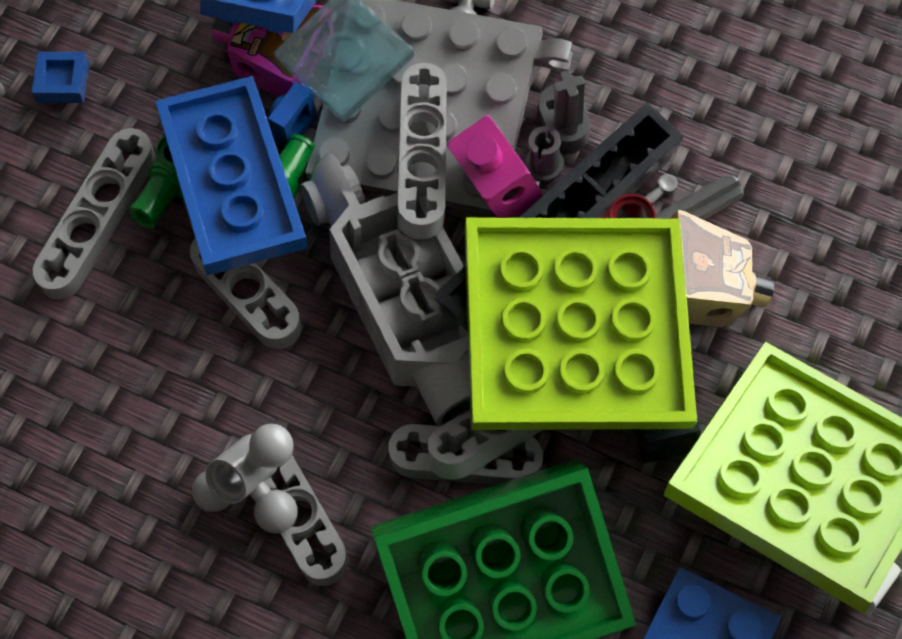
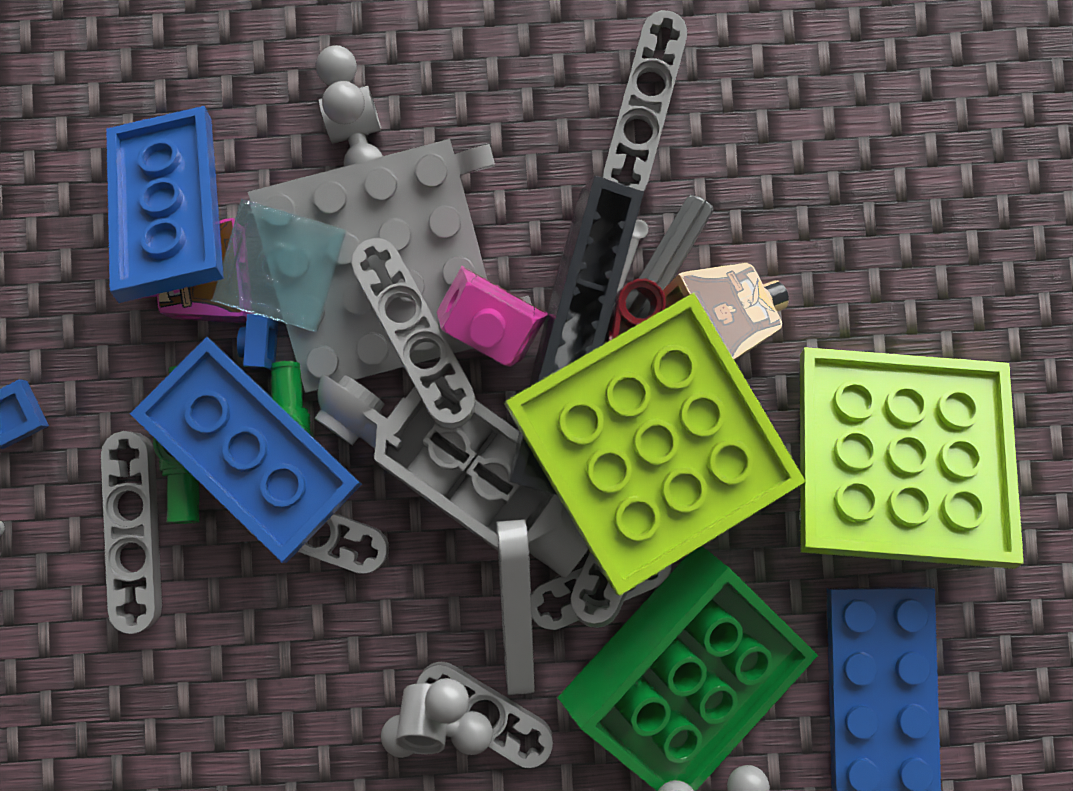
camera: 35 degrees left, 20 degrees up
(377, 413) = (516, 606): none -> light grey beam
(544, 155) = (527, 273): dark grey pin -> none
(569, 112) = (519, 219): dark grey piece -> none
(729, 93) = (647, 108): none -> light grey beam

